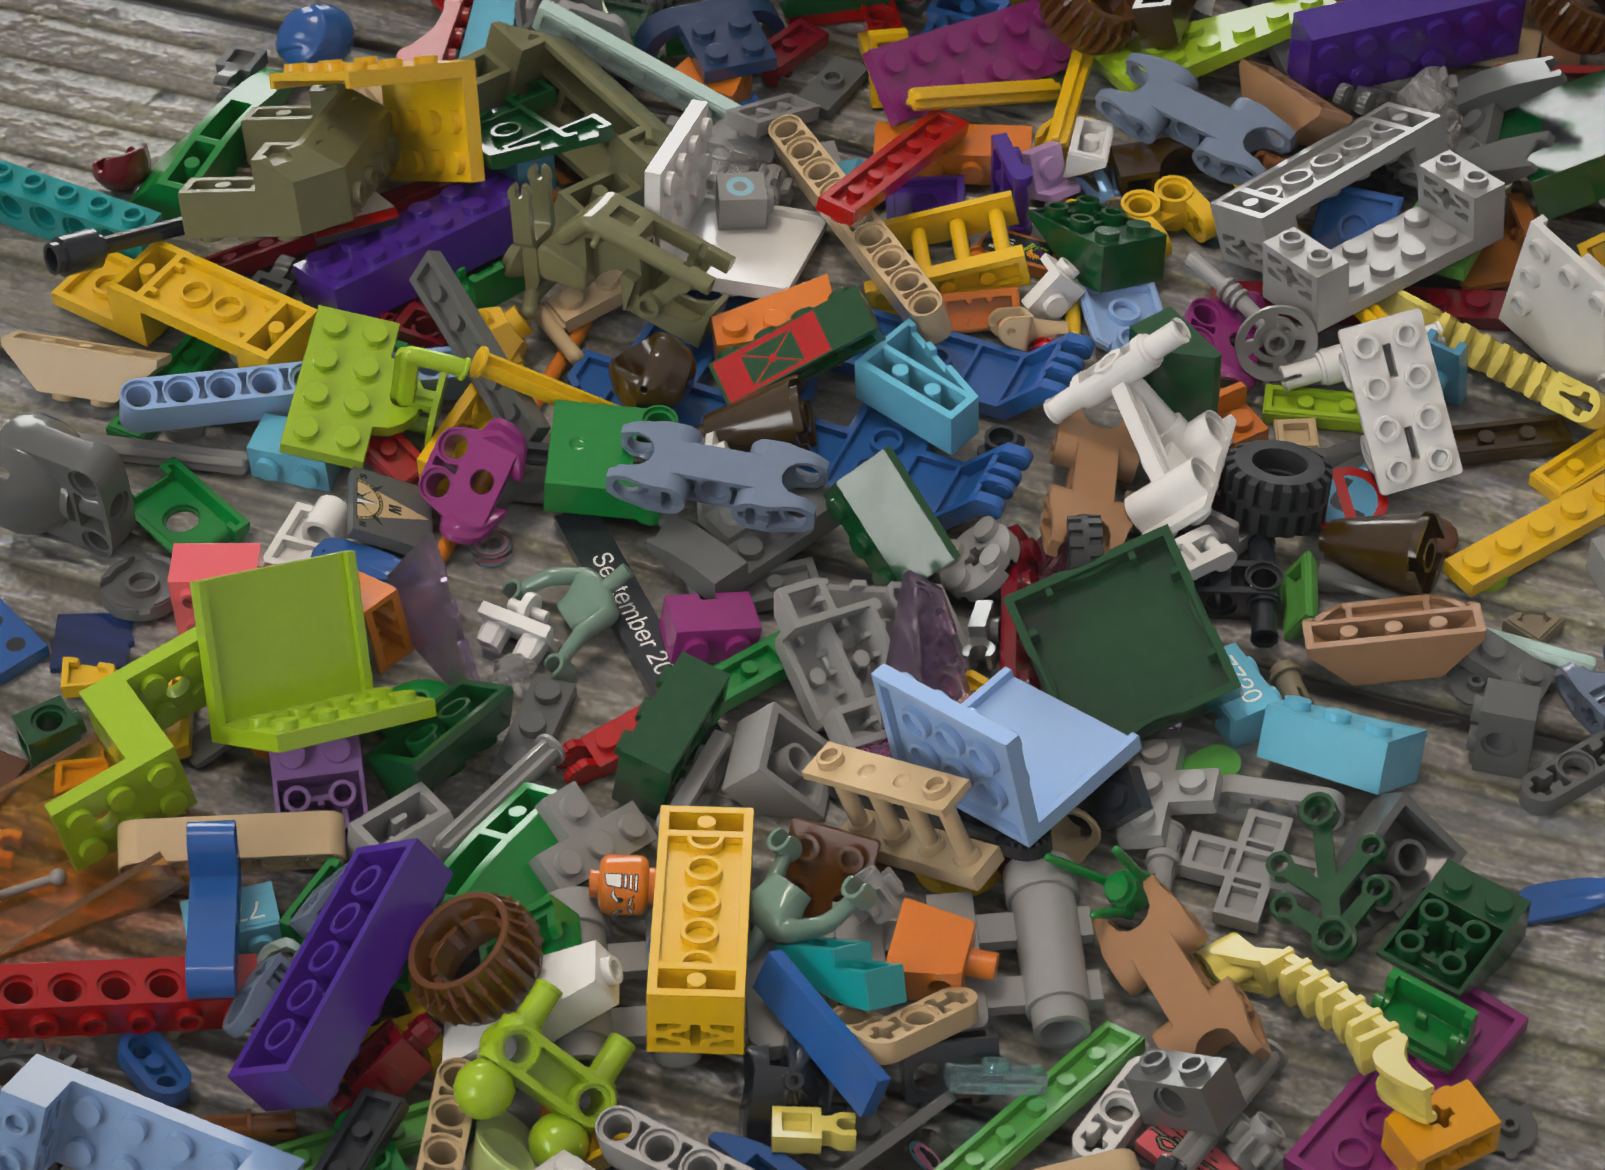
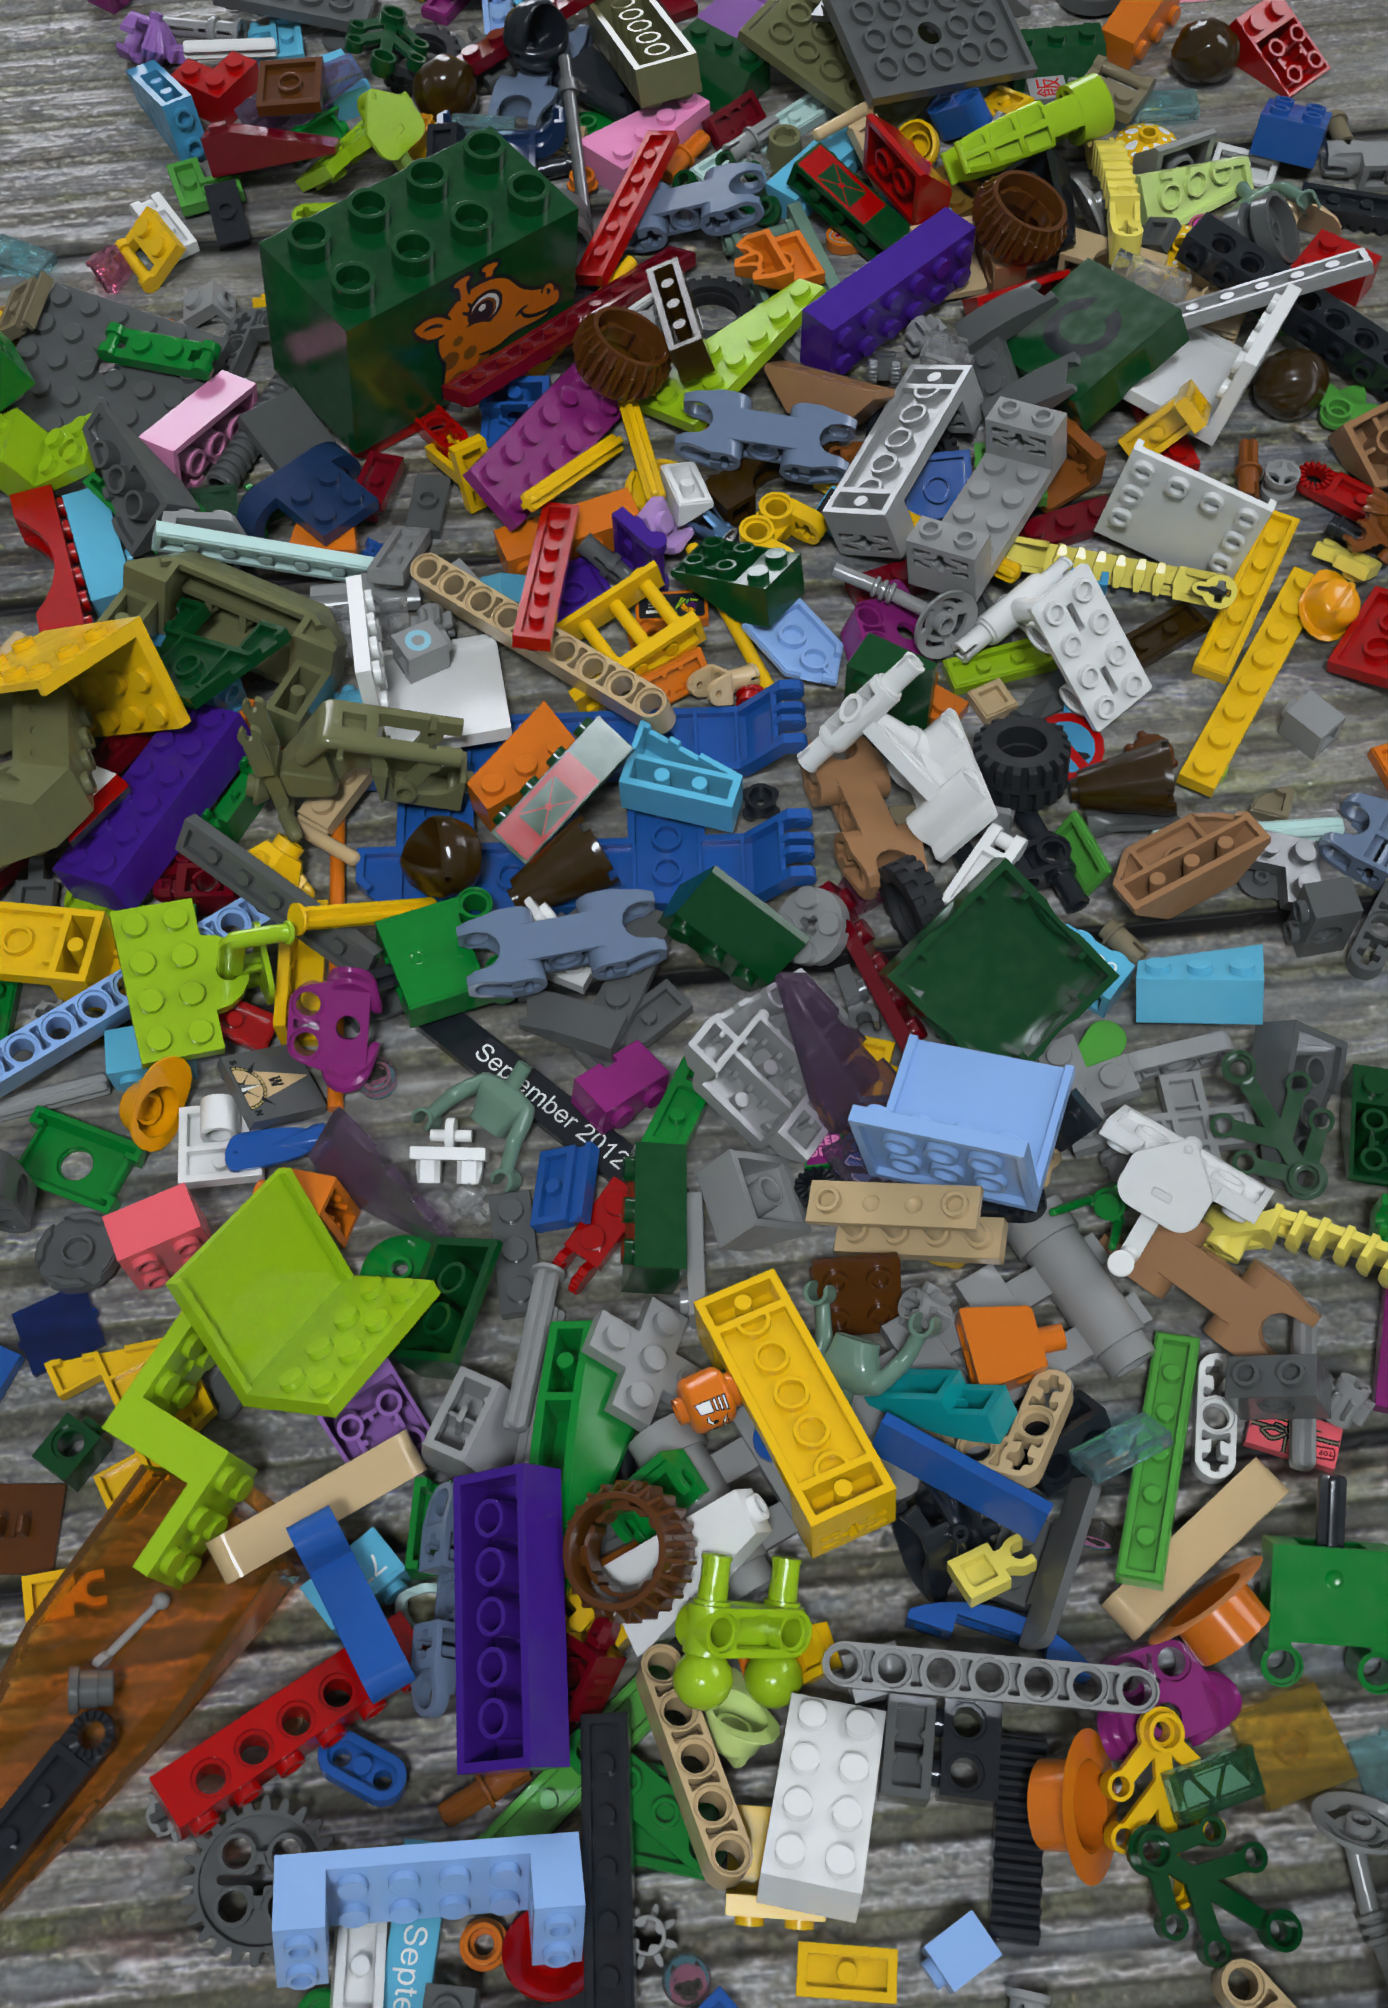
camera: 25 degrees left, 15 degrees up
(276, 485) = (153, 1103): none -> light orange piece
(608, 690) = (564, 1187): none -> blue plate
(968, 176) = (603, 559): none -> dark grey pin
(1055, 291) = (733, 638): white bracket -> none
(1173, 848) = (1172, 1183): none -> white plate

